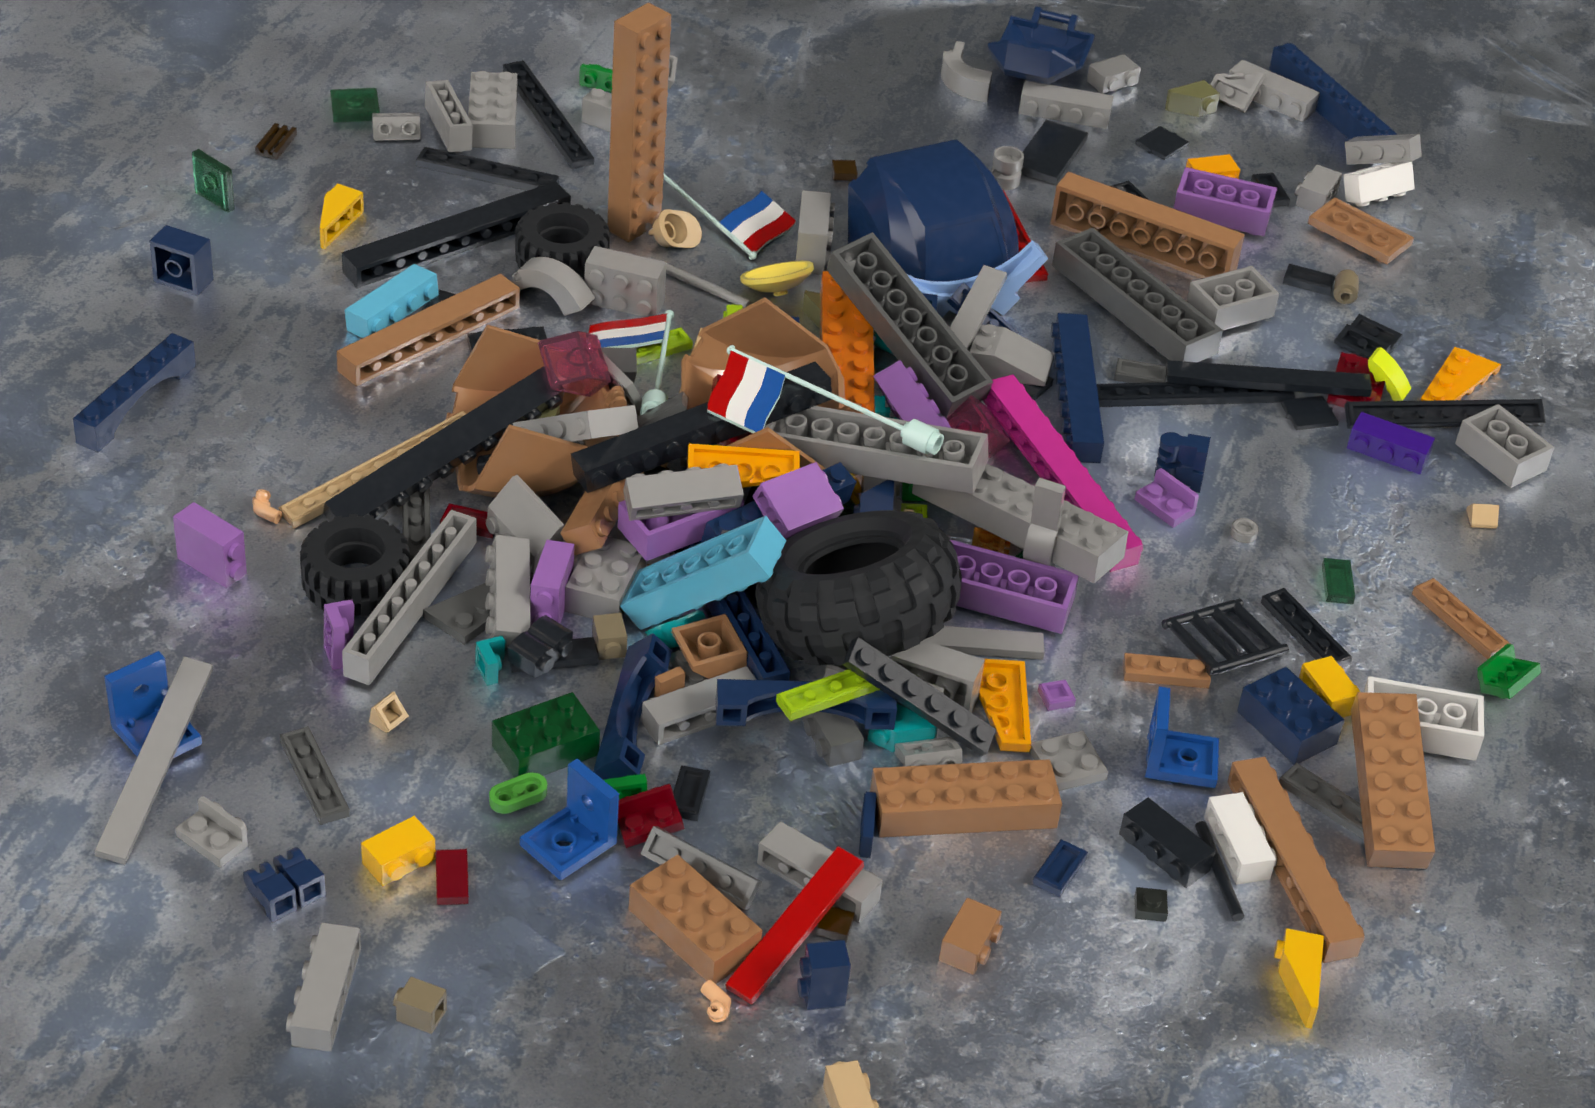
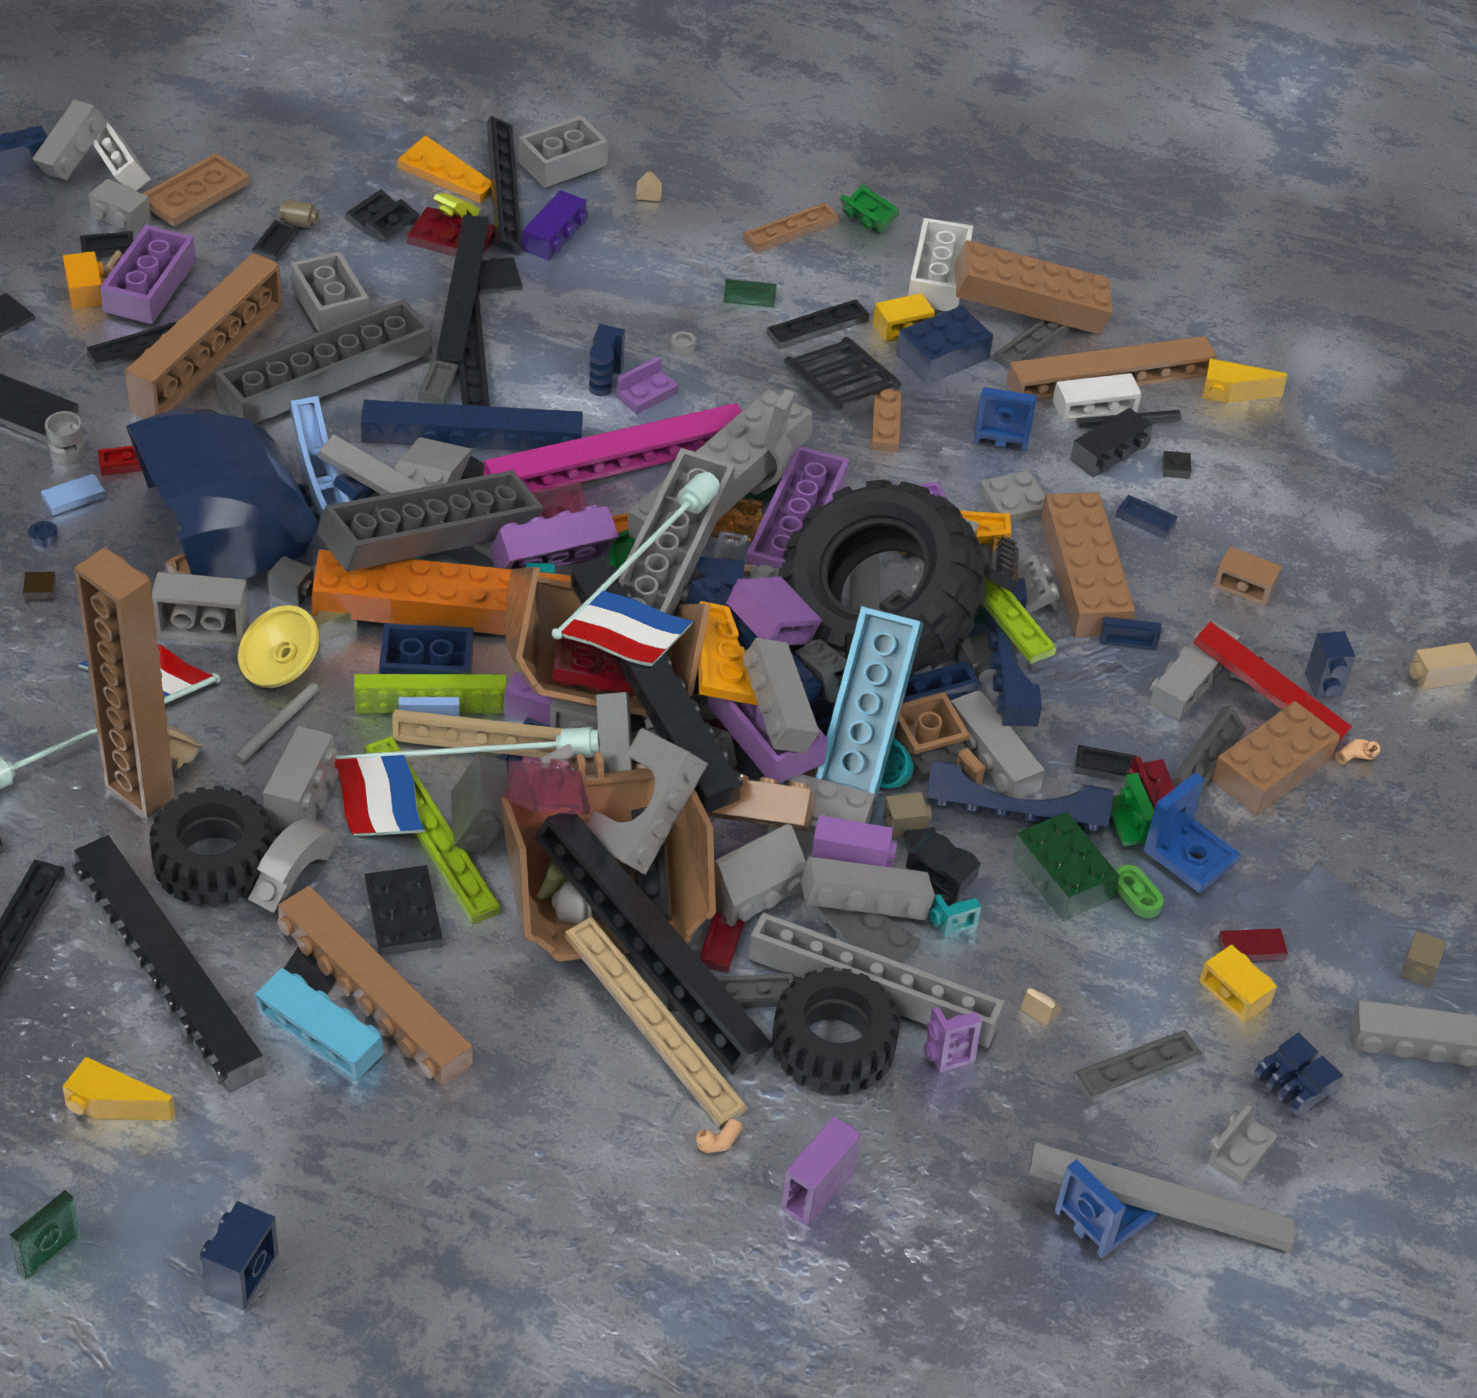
camera: 90 degrees left, 5 degrees up
(100, 419) = (575, 1317): dark blue arch -> none

